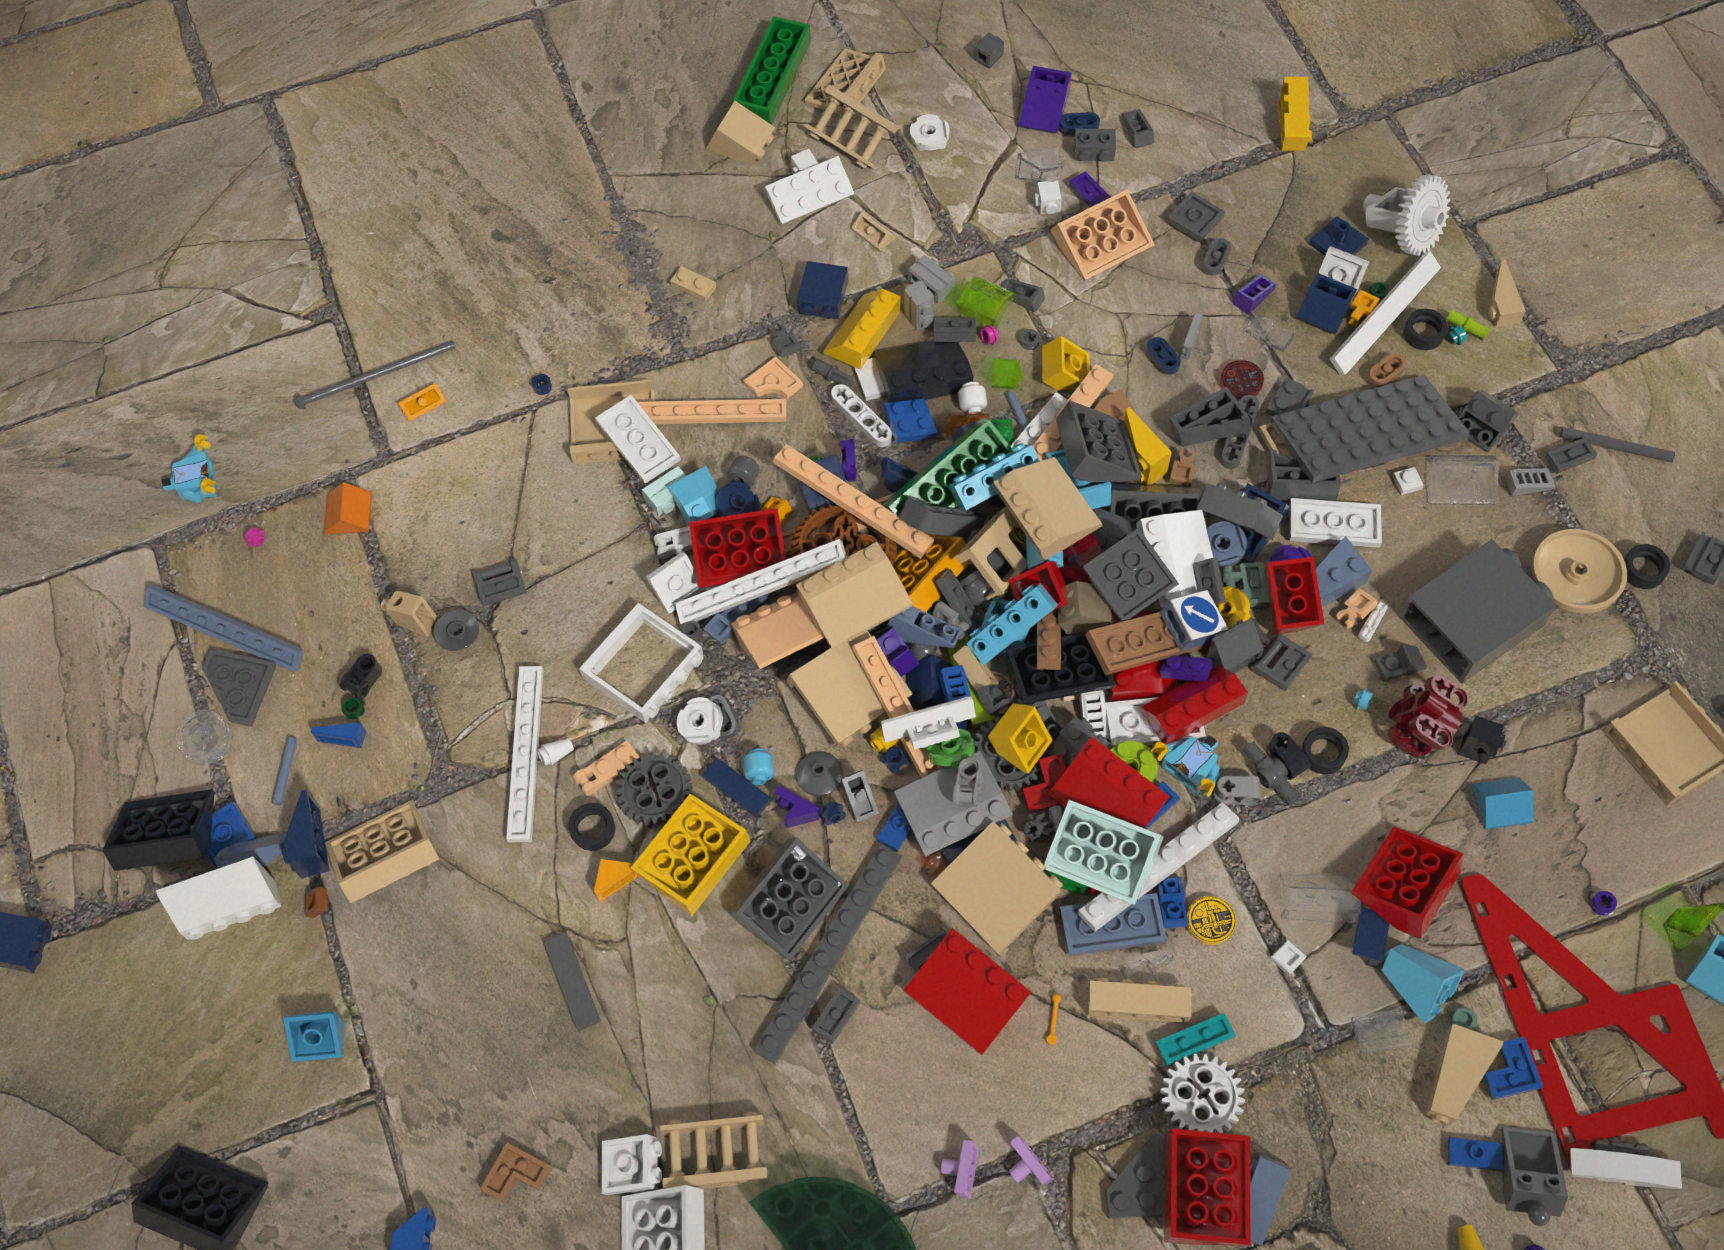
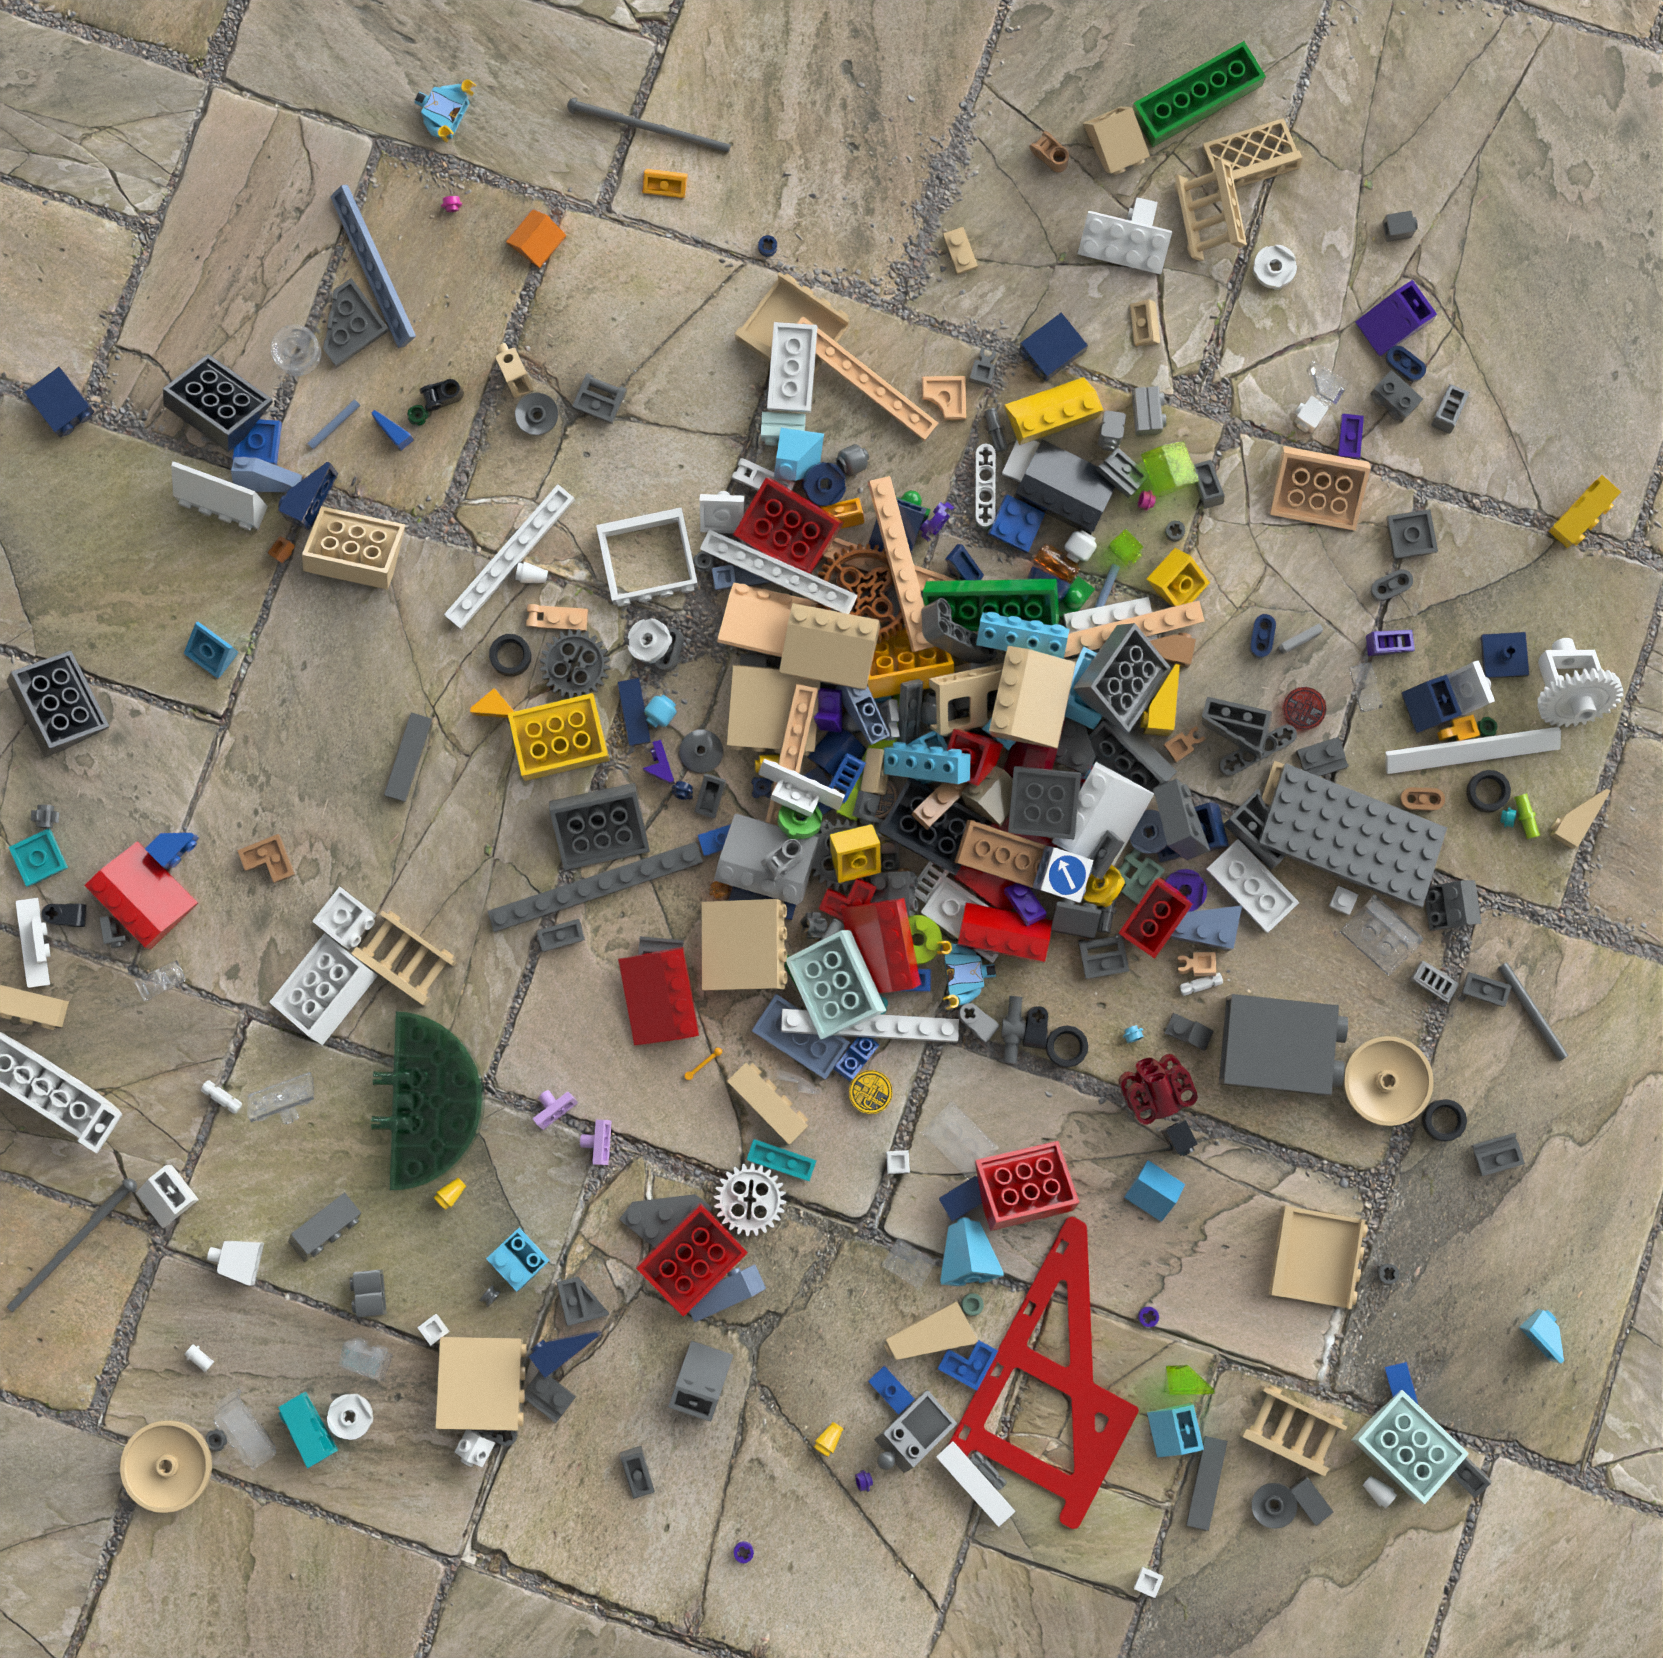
camera: 40 degrees right, 20 degrees up
(702, 177) = (1047, 149): none -> medium nougat piece

